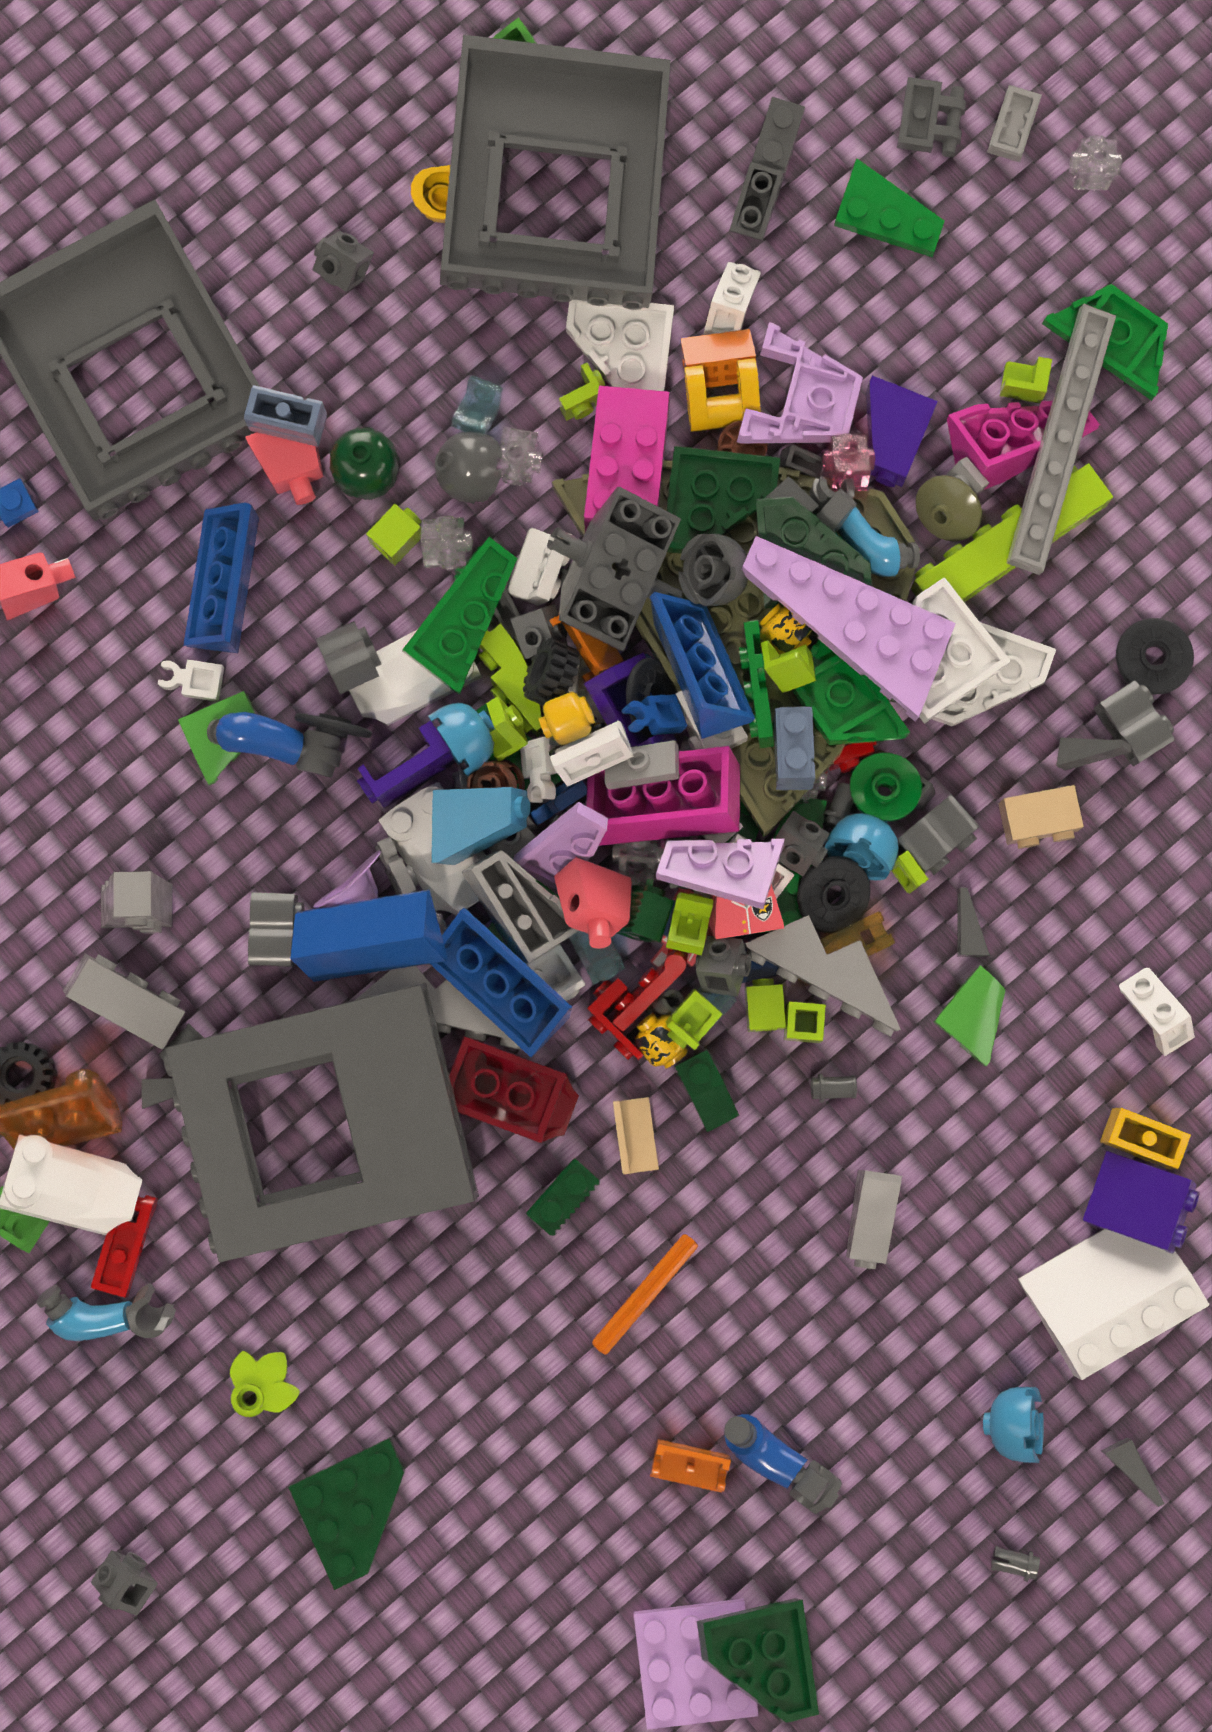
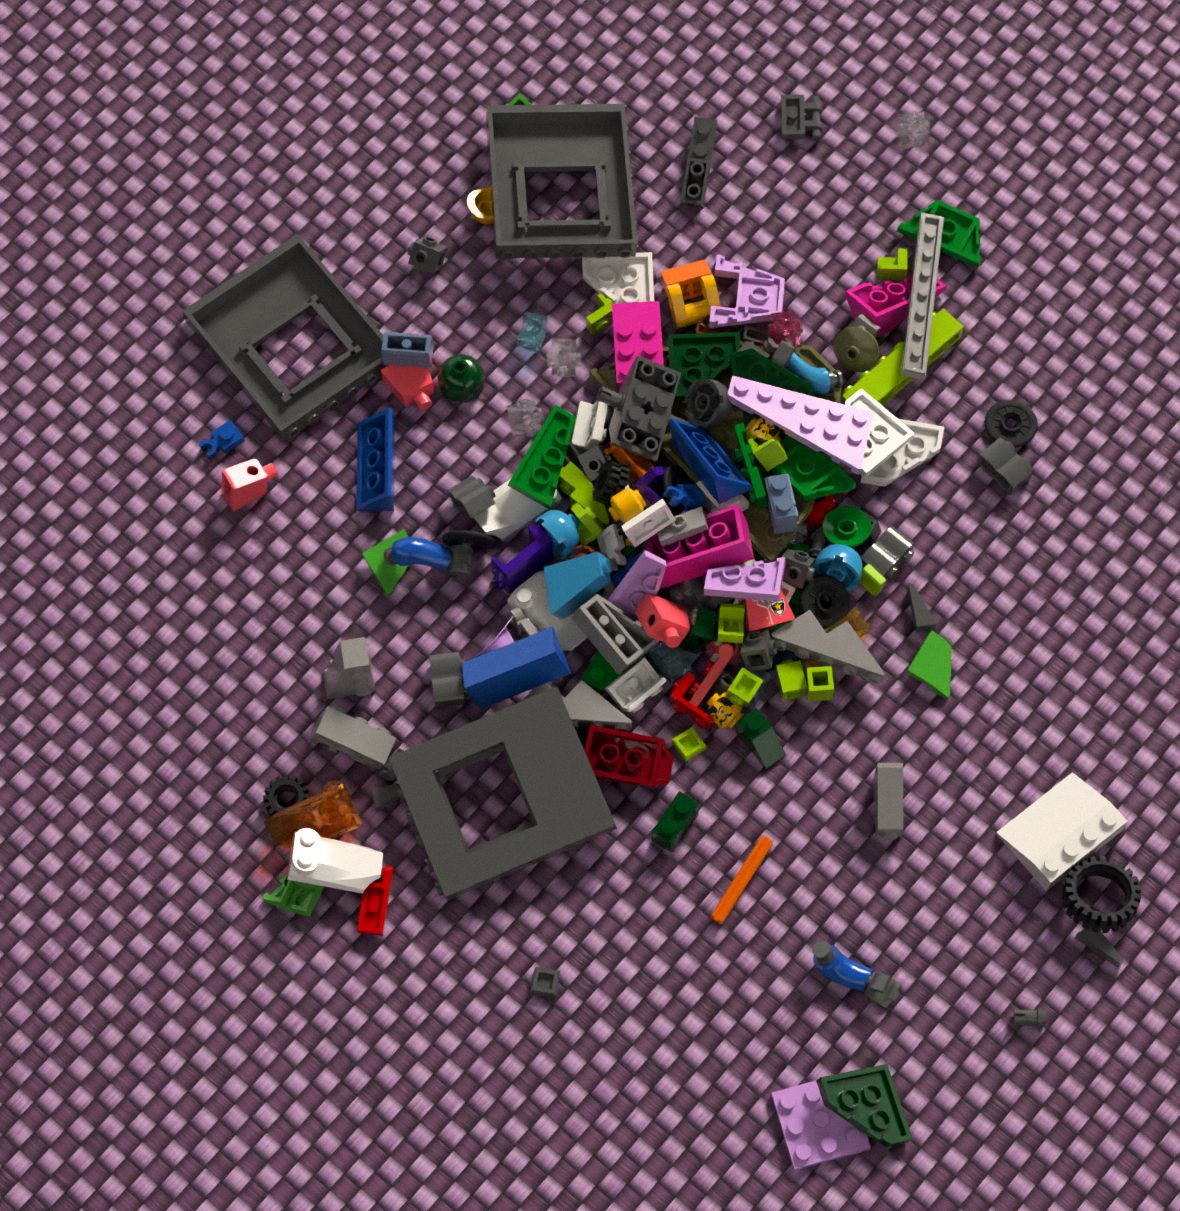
camera: 10 degrees left, 15 degrees down
(80, 1321) = (354, 954): piece -> none
(124, 1582) = (411, 1122): dark grey brick -> none
(198, 680) = (370, 529): white plate -> none
(265, 1380) = (486, 976): lime plate -> none
(344, 1400) = (545, 982): none -> dark grey tile
(349, 1509) = (561, 1053): dark green plate -> none
(395, 533) = (489, 418): lime brick -> none
(468, 466) = (533, 367): dark grey cylinder -> none
(501, 984) = (611, 682): blue slope -> none
(603, 1078) = (689, 744): none -> lime tile
(635, 1135) = (717, 777): tan panel -> none
(690, 1465) = (793, 987): orange hinge -> none
(731, 299) = (689, 243): white bracket -> none
(833, 1087) = (846, 725): dark grey pin -> none
(887, 213) = (782, 179): green wing -> none
(895, 428) = (812, 304): dark purple slope -> none
(1014, 123) = (855, 113): light grey plate -> none
(1016, 1425) = (1011, 922): dark azure cylinder -> none
(1041, 816) = (954, 532): tan brick -> none
(1080, 752) = (977, 486): dark grey piece -> none
(1141, 1202) = (1068, 762): dark purple panel -> none
(1145, 1138) = (1063, 724): yellow brick -> none
(1160, 1009) = (1063, 644): white bracket -> none
(1189, 1385) = (1108, 870): none -> black tyre

